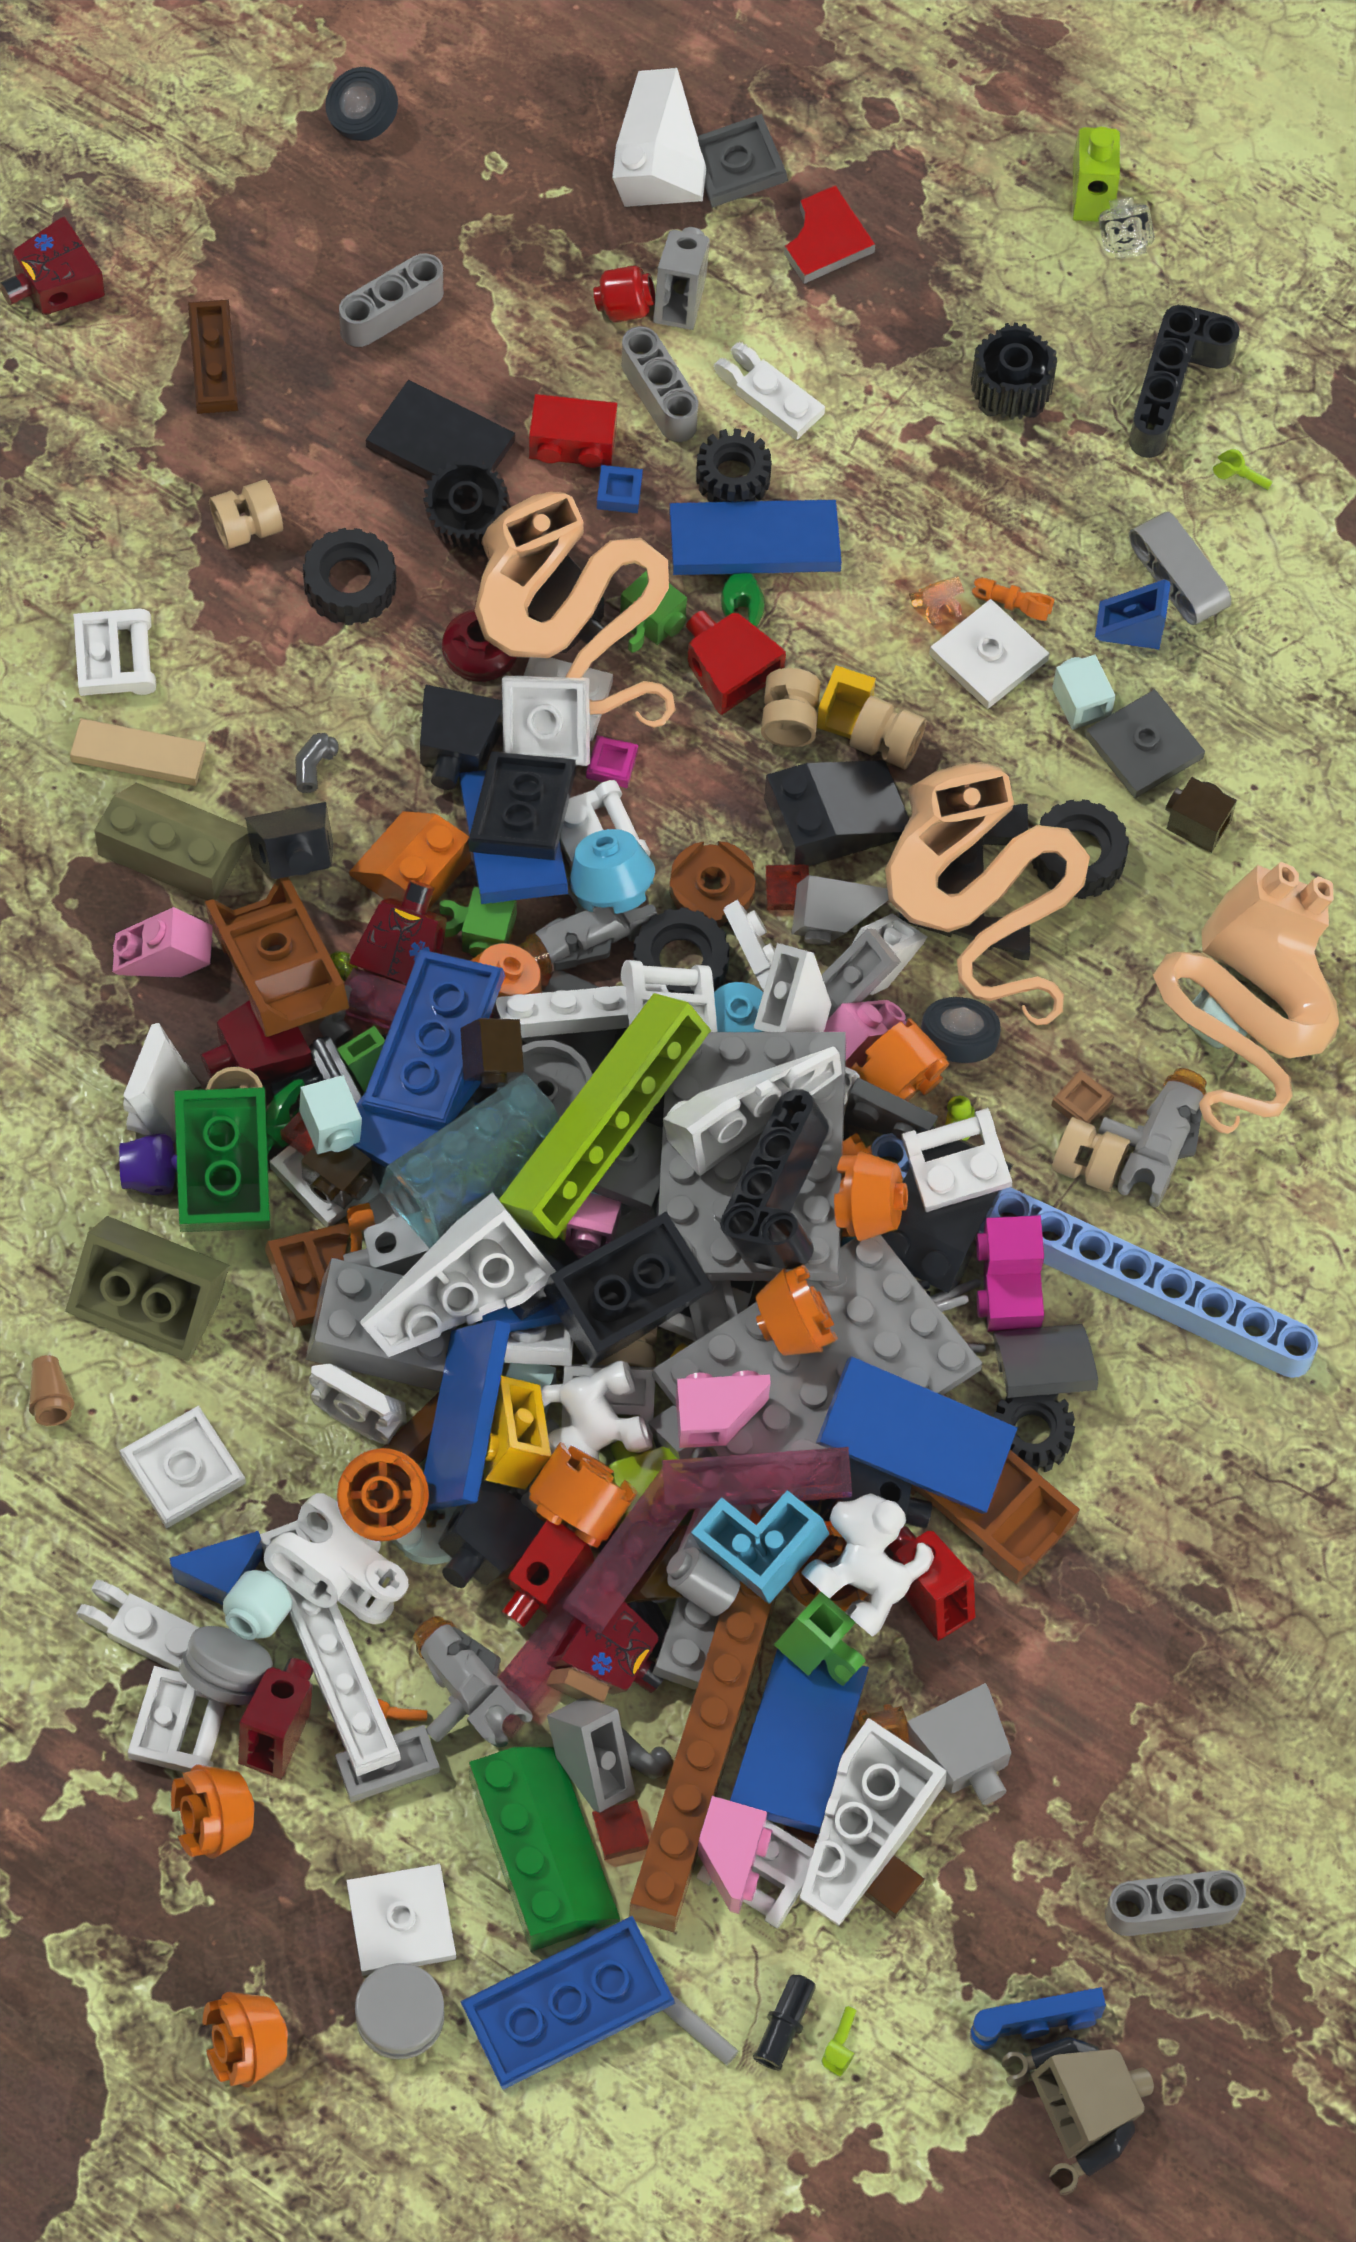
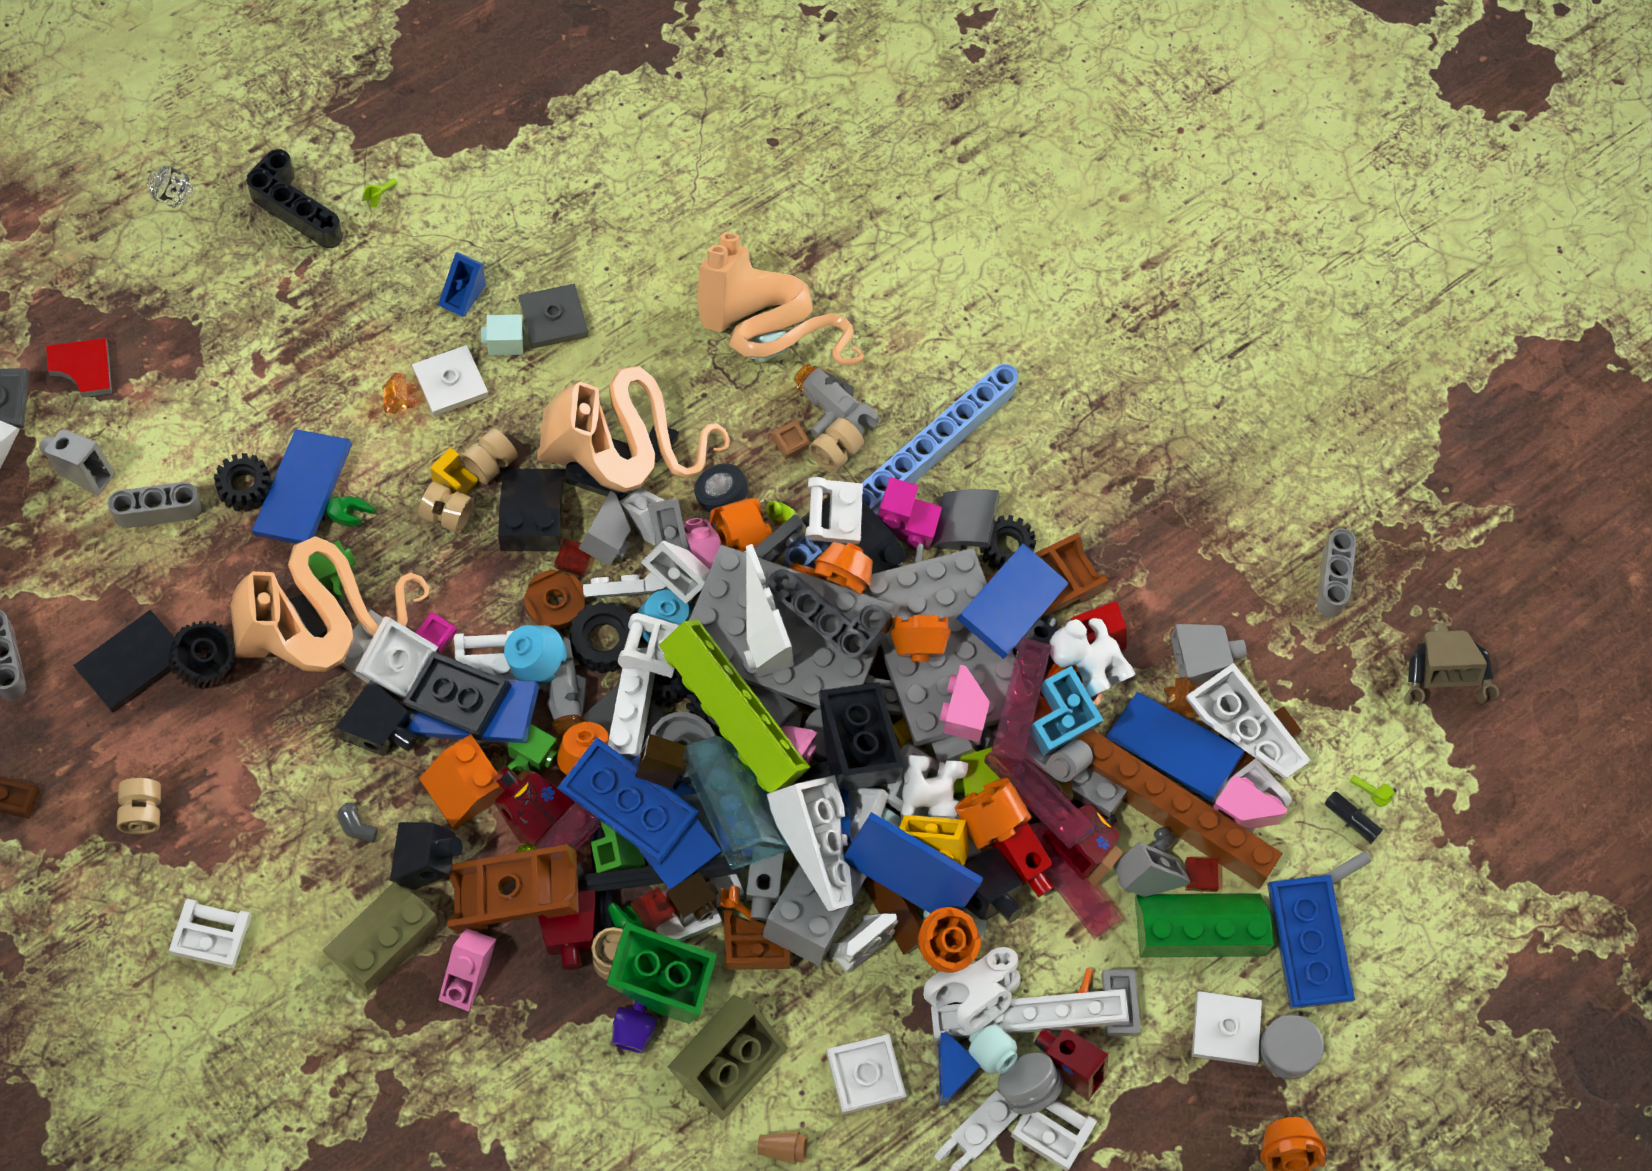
camera: 75 degrees left, 0 degrees up
(138, 752) = (298, 941): tan tile -> none
(152, 1086) = (580, 1004): white slope -> none
(213, 1810) = (1130, 1123): orange cone -> none
(330, 1115) = (664, 884): light aqua brick -> none
(343, 546) = (213, 730): black tyre -> none
(469, 658) = (307, 700): dark red piece -> none
(471, 1678) = (1083, 929): light grey piece -> none
(573, 430) = (167, 571): red brick -> none
(619, 489) = (226, 558): blue plate -> none
(625, 293) = (71, 502): red head -> none
(731, 658) = (390, 532): red torso -> none
(770, 391) = (189, 441): white hinge -> none
(818, 1636) = (1121, 708): bright green brick -> none
(1013, 373) = (250, 289): black brick -> none
(1032, 604) = (424, 343): orange piece -> none
(1036, 2016) = (1387, 673): blue plate -> none
(1095, 159) = (119, 188): lime torso -> none
(1104, 827) = (613, 356): black tyre -> none
(1174, 556) = (435, 248): light grey beam -> none
(1200, 813) = (619, 300): dark brown brick -> none

